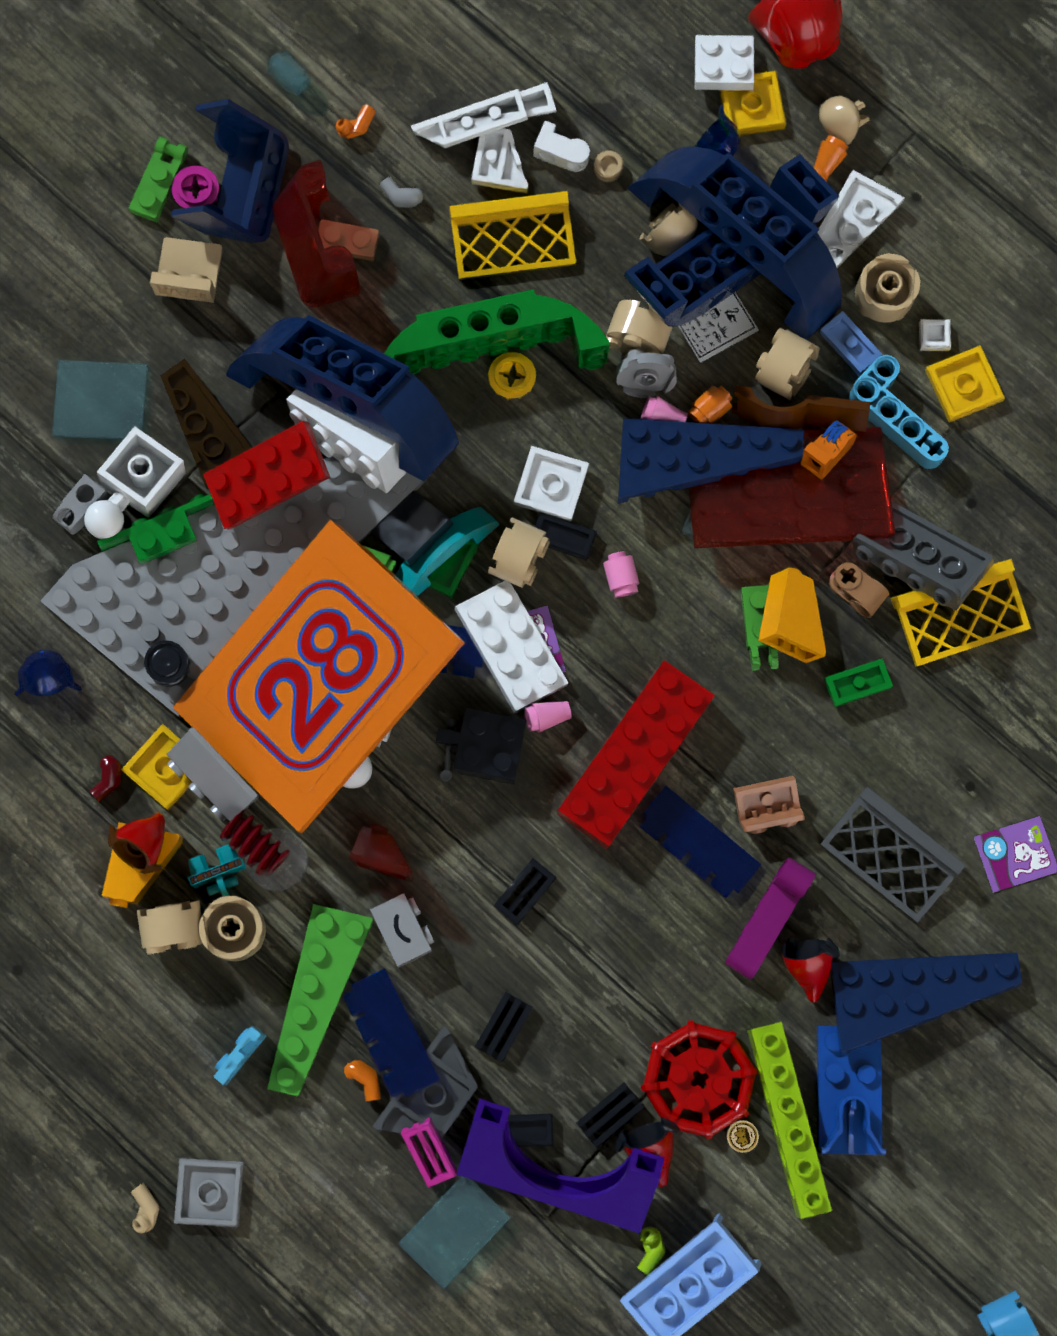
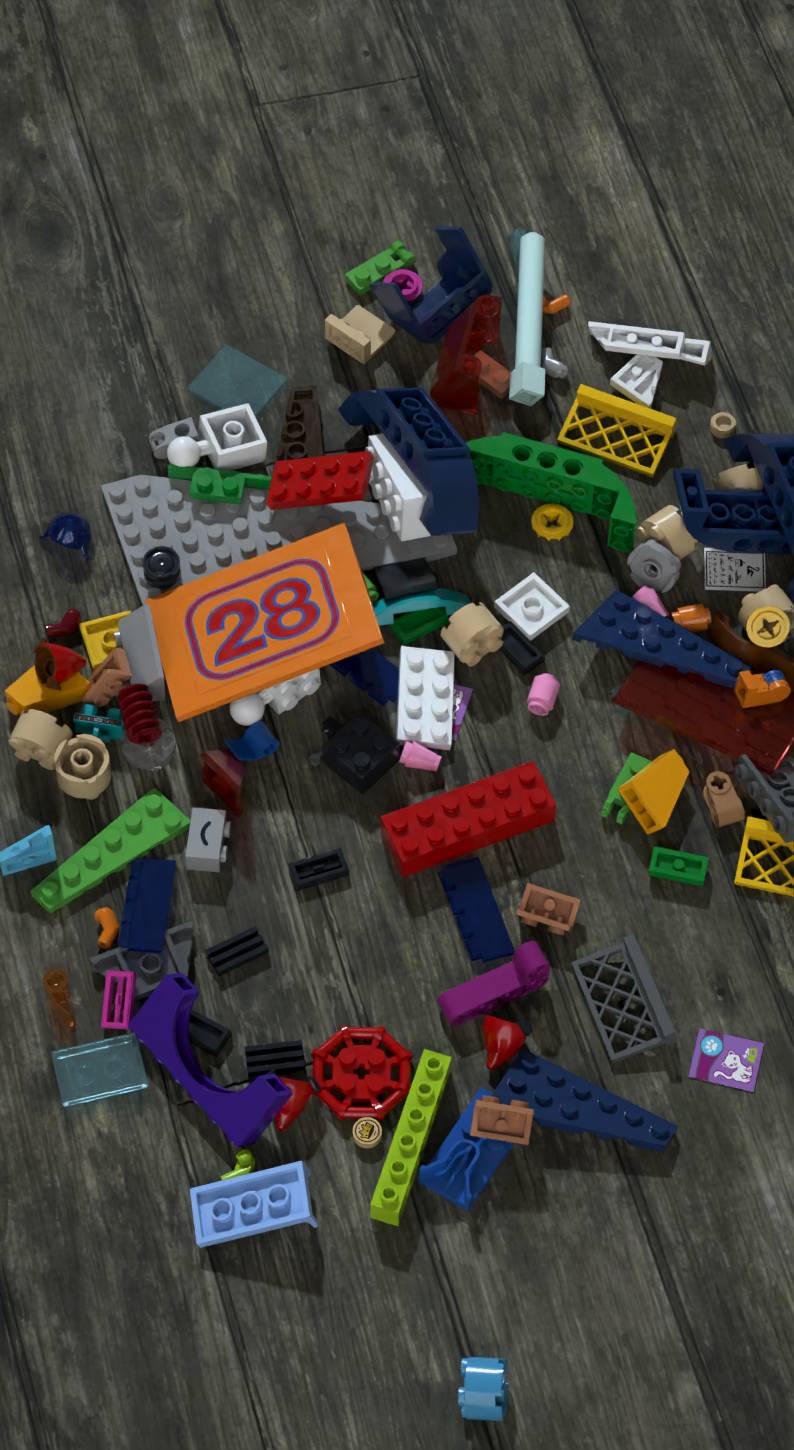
camera: 35 degrees right, 20 degrees down
(196, 819) = (108, 678): none -> nougat bracket
(362, 1186) = (58, 995): none -> clear orange panel
(379, 800) = (256, 743): none -> blue panel
(390, 227) = (528, 377): none -> light aqua brick
(561, 150) = (692, 395): white leg -> none
(802, 395) = (764, 637): none -> yellow gear
(868, 1058) = (502, 1121): none -> nougat bracket

